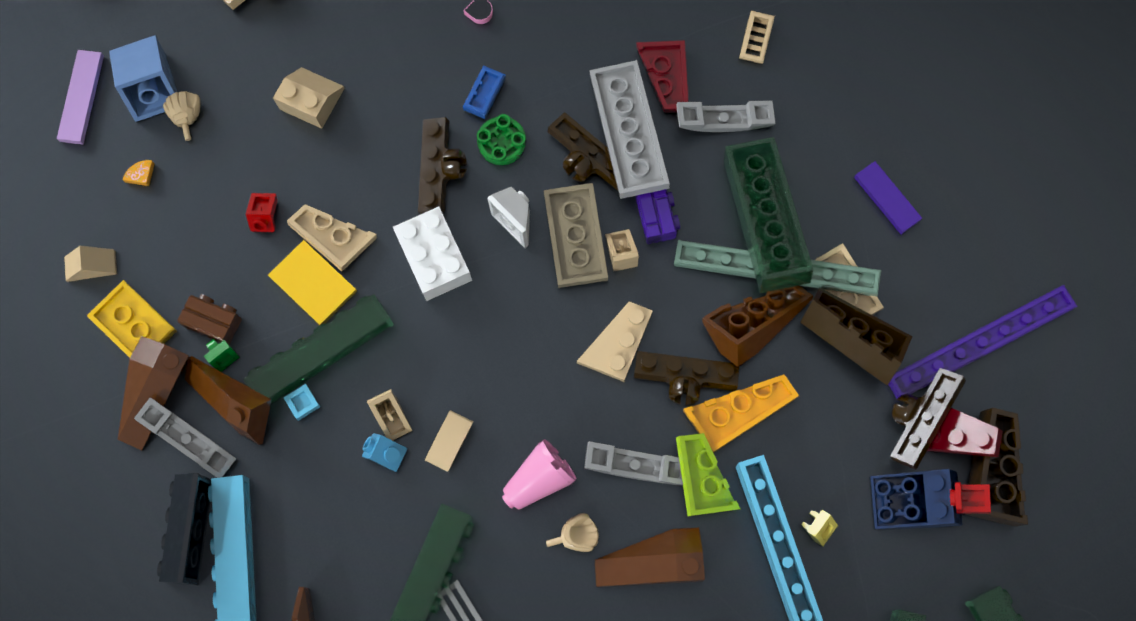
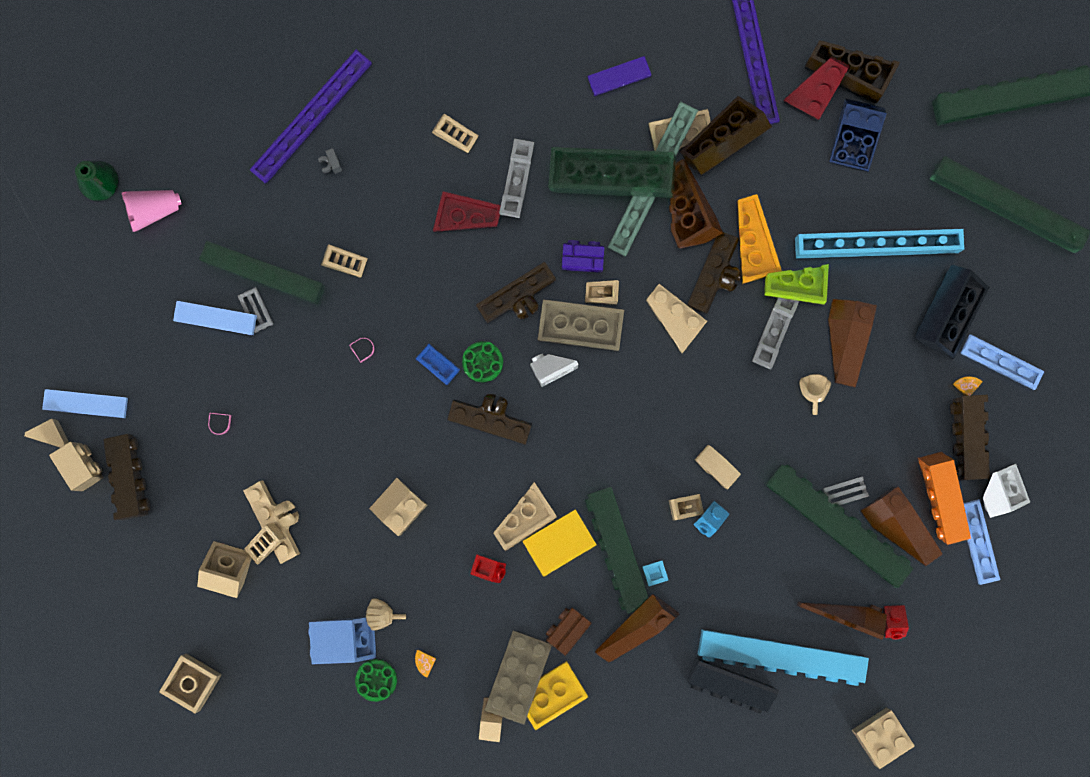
camera: 80 degrees left, 10 degrees up
(80, 97) = (340, 699): lavender tile -> none
(109, 127) = (376, 680): none -> green tile
(141, 277) = (518, 677): none -> dark tan plate
(153, 374) = (608, 688): reddish brown wedge -> none
(185, 438) = (660, 669): light grey slope -> none
(220, 354) = (599, 628): green tile -> none
(432, 253) = (565, 440): white brick -> none
(538, 477) = (766, 406): bright pink cone -> none
(629, 129) = (507, 257): light grey plate -> none
(821, 528) = (859, 209): light yellow tile -> none
(924, 417) = (801, 107): plate -> none
(971, 499) = (874, 95): red bracket -> none

